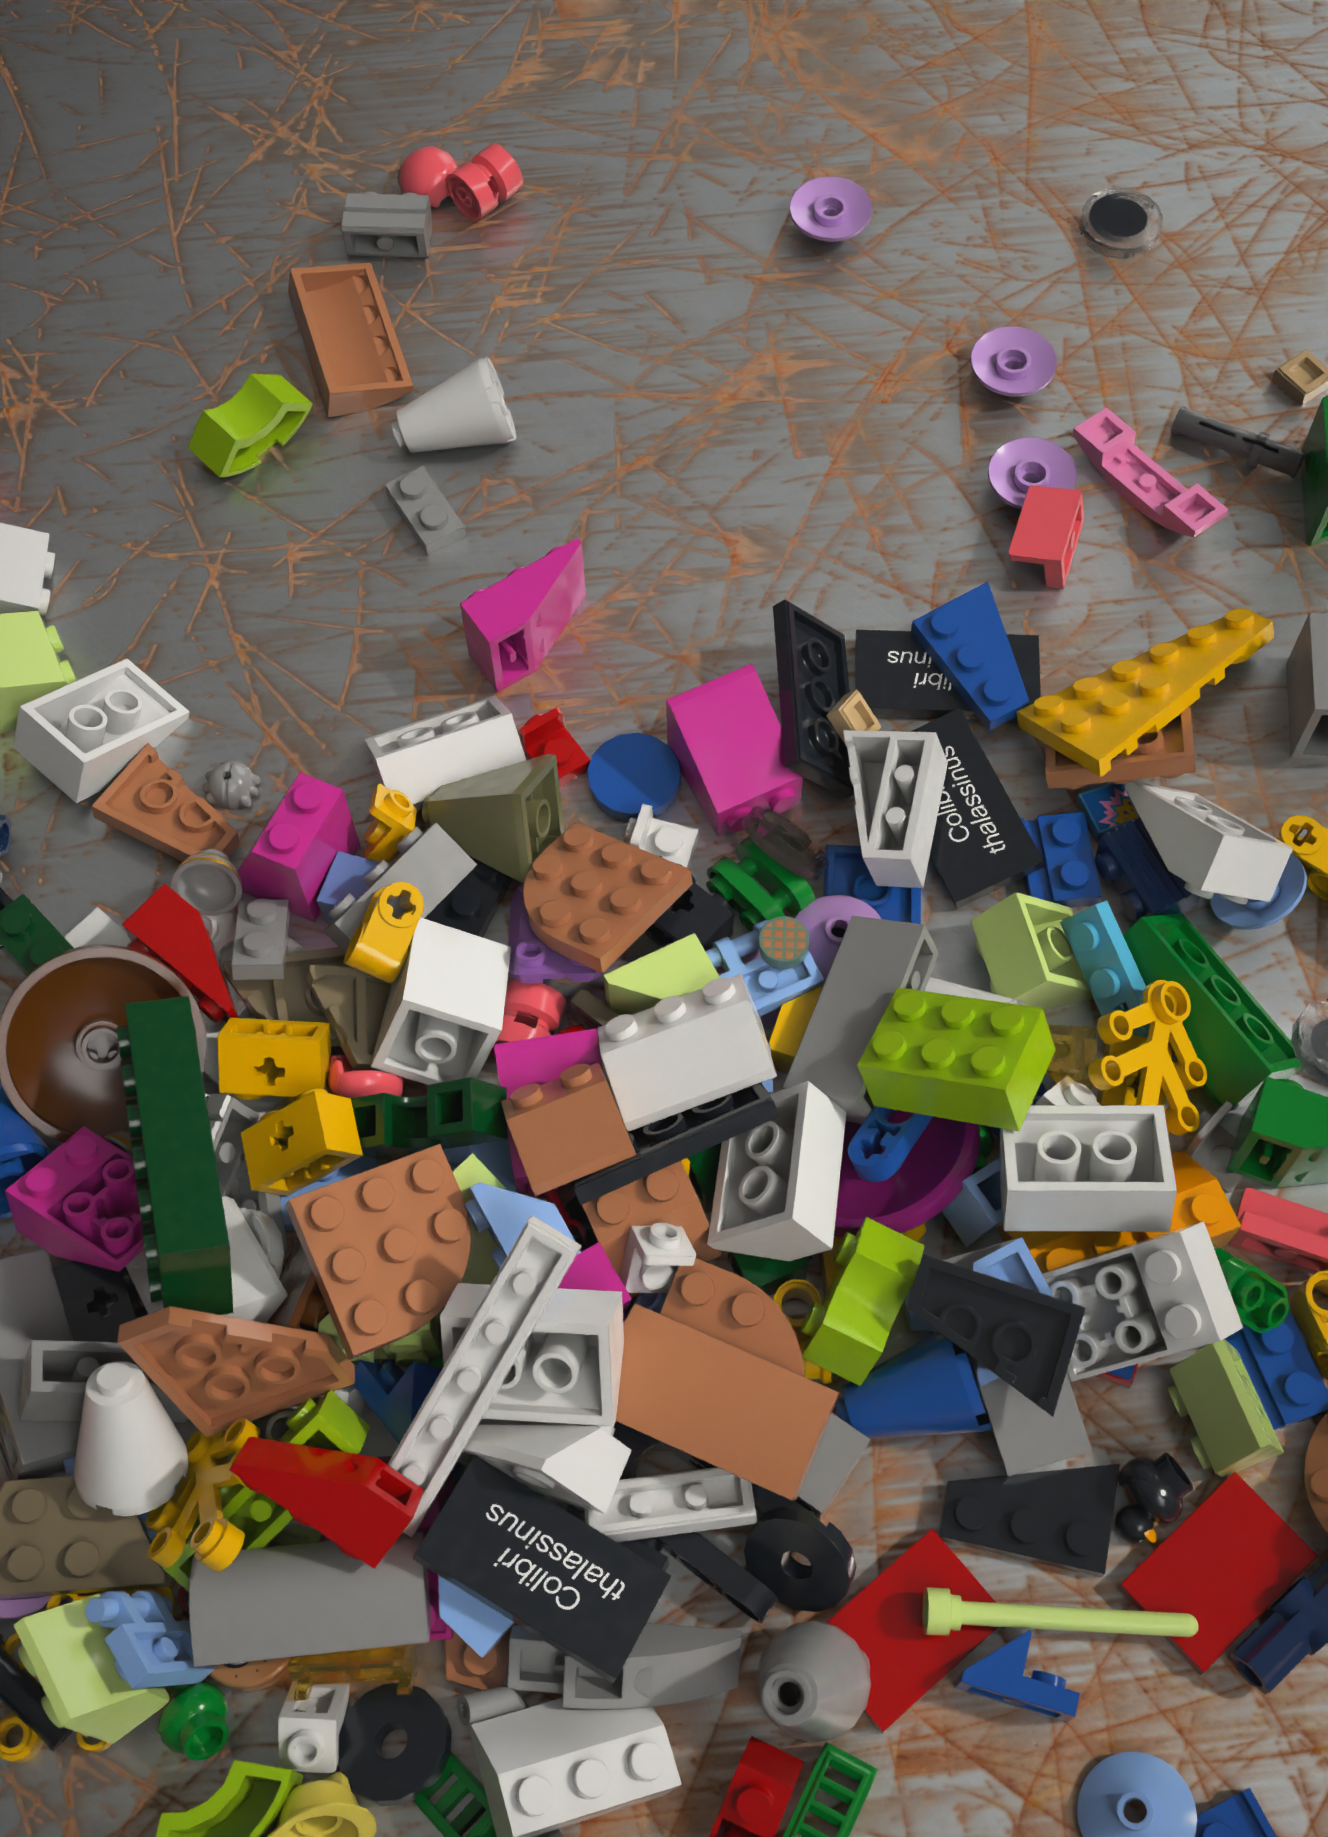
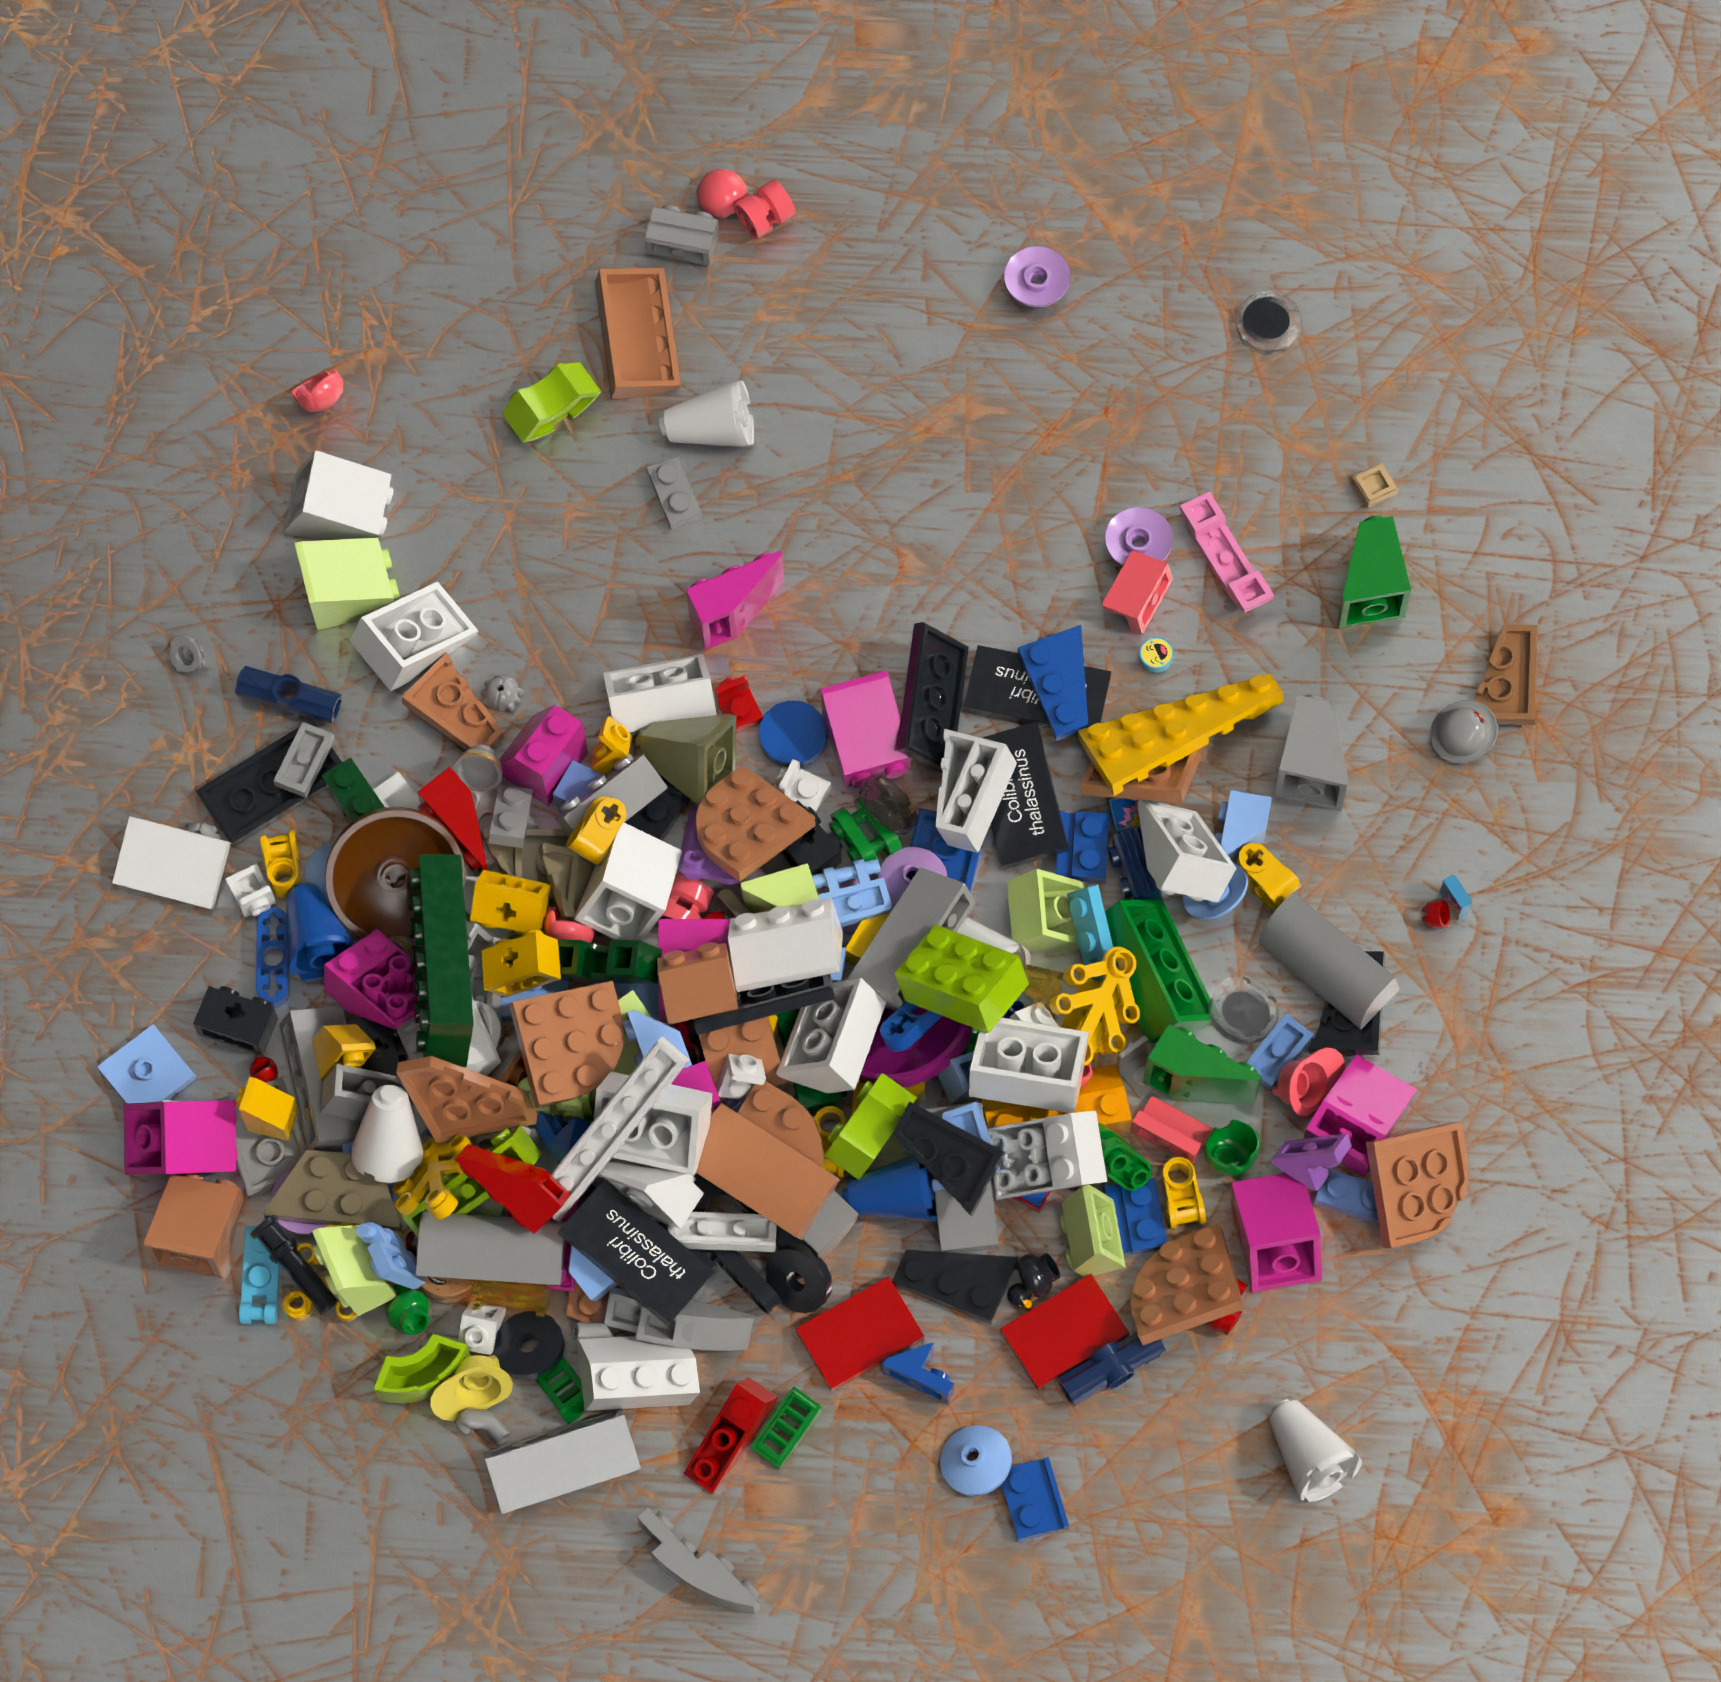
camera: 10 degrees right, 5 degrees up
(42, 1310) = (341, 1045): none -> yellow slope
(783, 942) = (869, 878): tile -> none
(830, 1677) = (792, 1351): light grey cone -> none
(852, 714) = (958, 716): tan tile -> none
(948, 1612) = (885, 1325): yellowish green piece -> none
(1013, 361) = (1153, 426): lavender dish -> none
(1089, 609) = (1156, 655): none -> tile
(1239, 442) = (1336, 557): dark grey pin -> none
(1268, 789) = (1244, 821): none -> light blue slope

